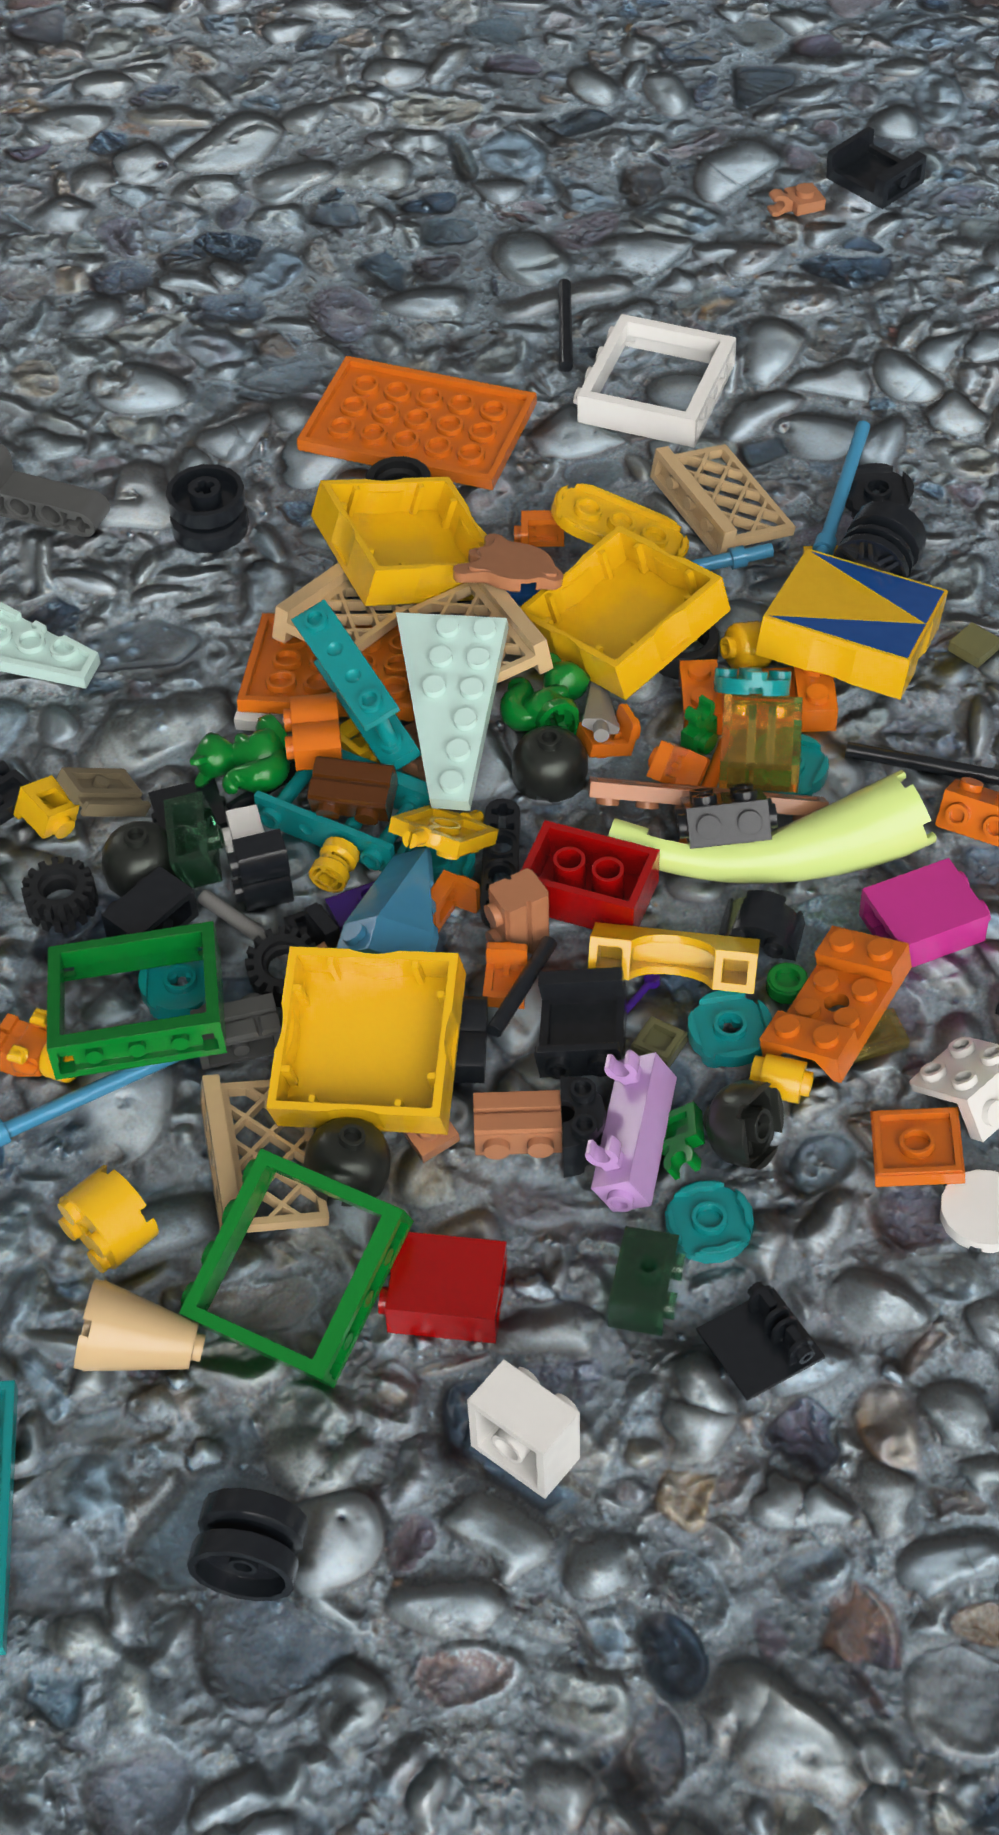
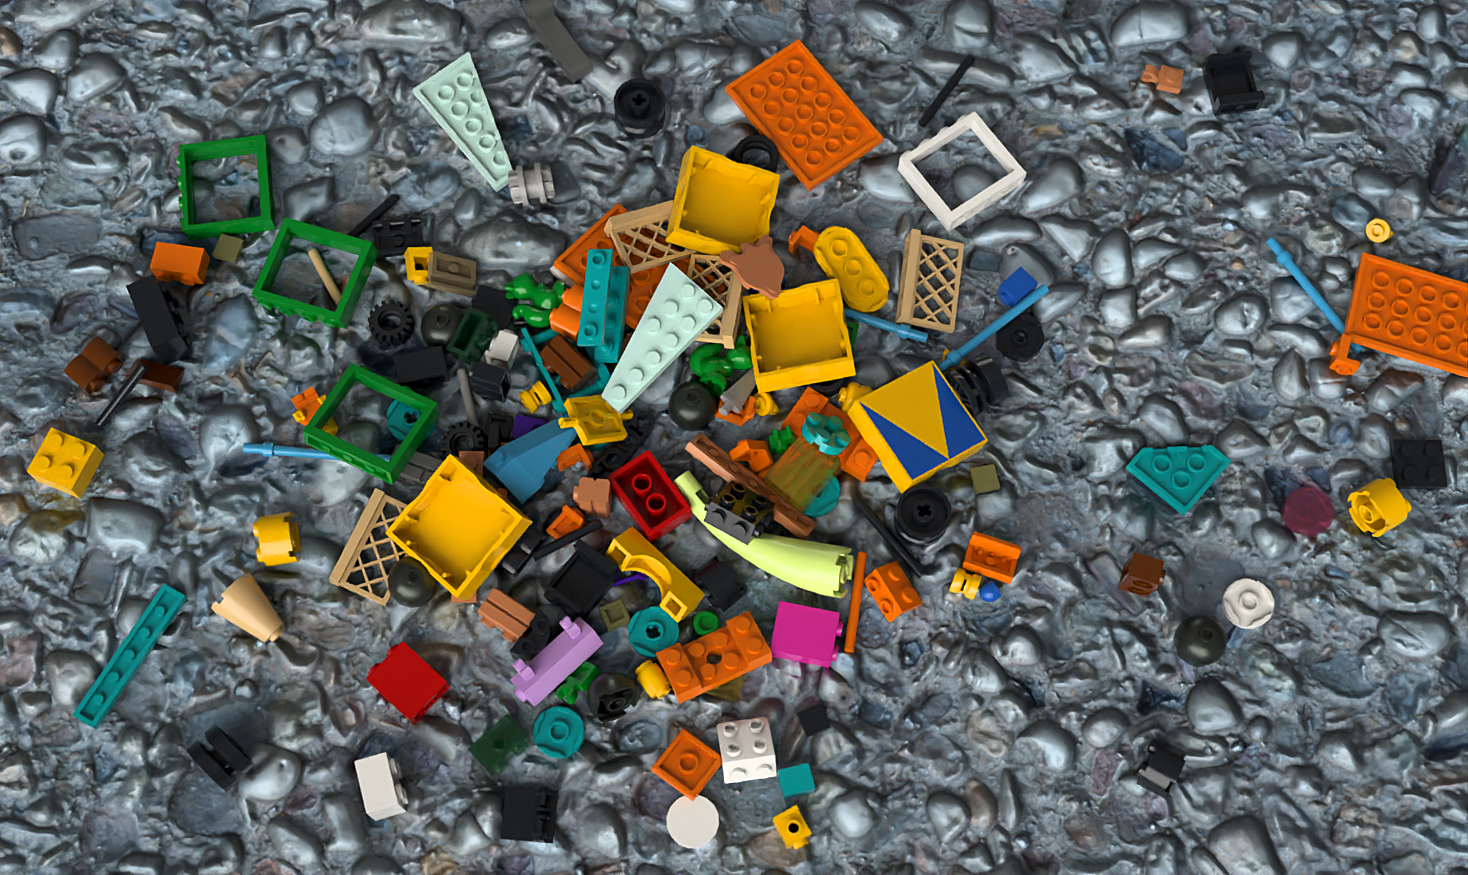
camera: 30 degrees right, 20 degrees up
(136, 642) = (531, 184): none -> light grey piece
(357, 1298) = (392, 642): green window -> none
(644, 710) = (765, 404): none -> yellow plate
(830, 445) = (1016, 287): none -> blue brick
(944, 711) = (936, 515): none -> black wheel
(949, 850) = (855, 602): none -> orange bar

